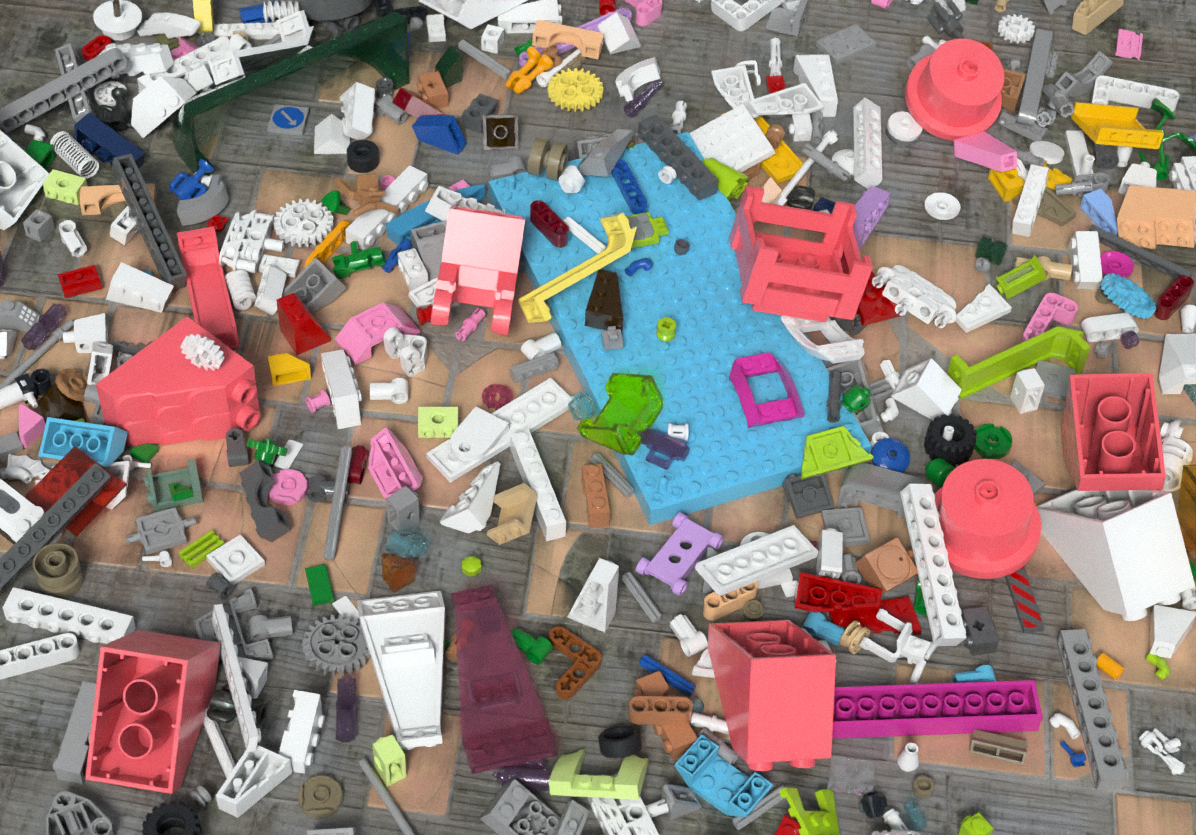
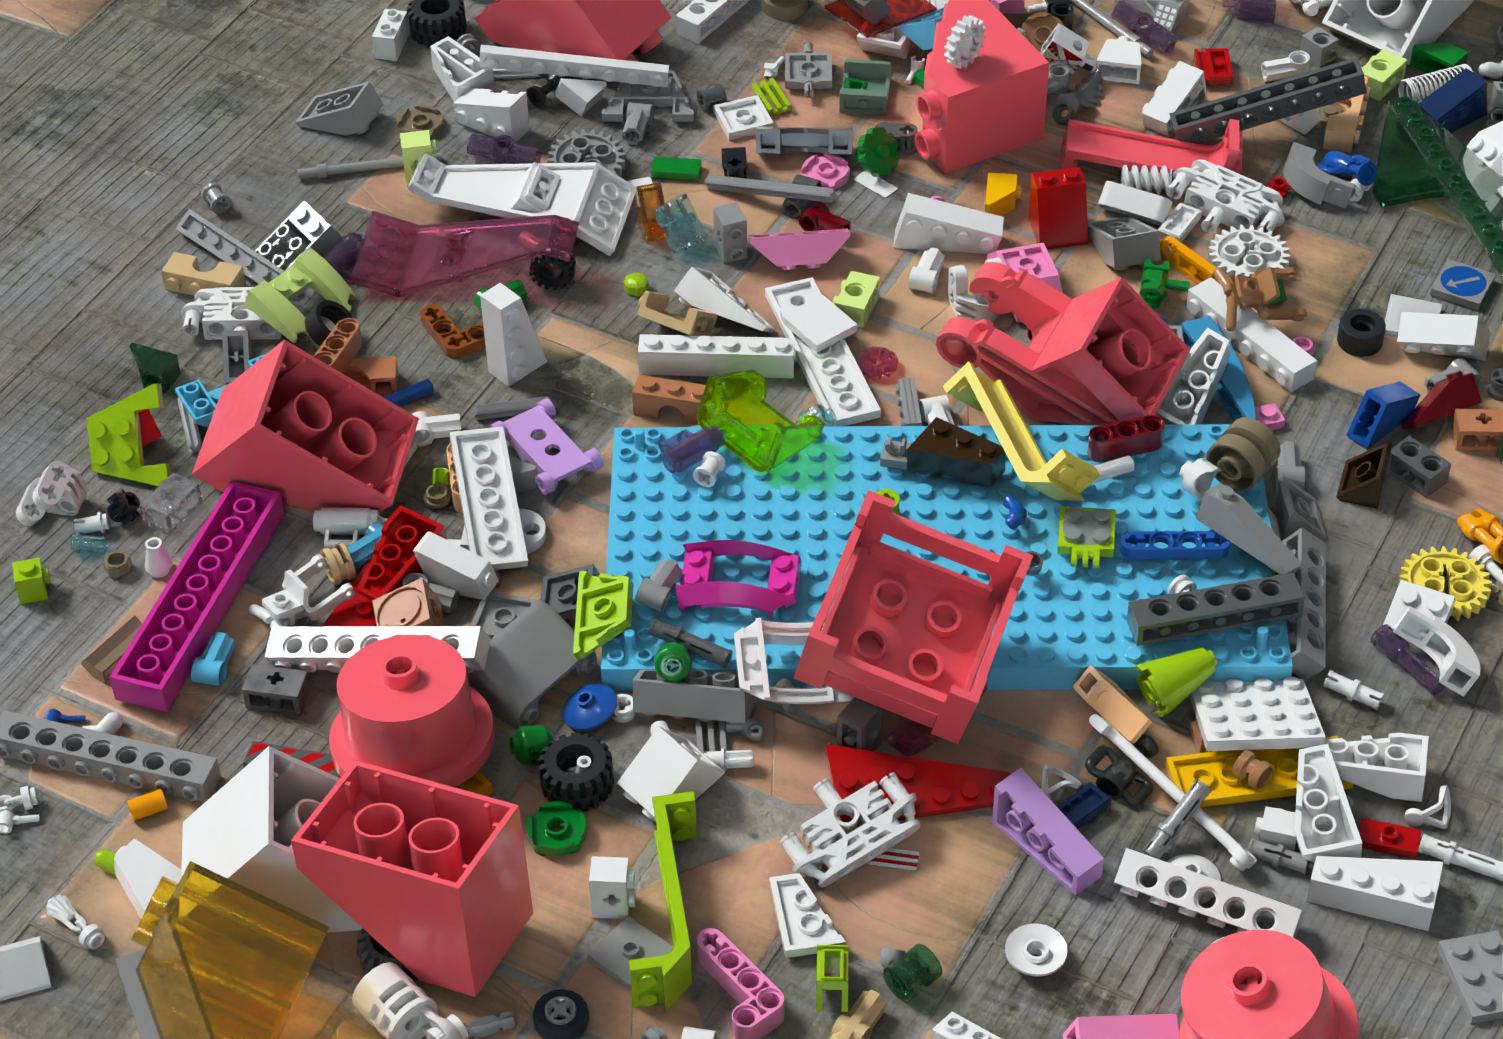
camera: 115 degrees right, 5 degrees down
(305, 542) = (734, 162): none -> black piece
(607, 94) = (1422, 599): none -> white wing
(743, 606) = (441, 475): none -> lime hand
(805, 424) = (658, 588): none -> light grey piece

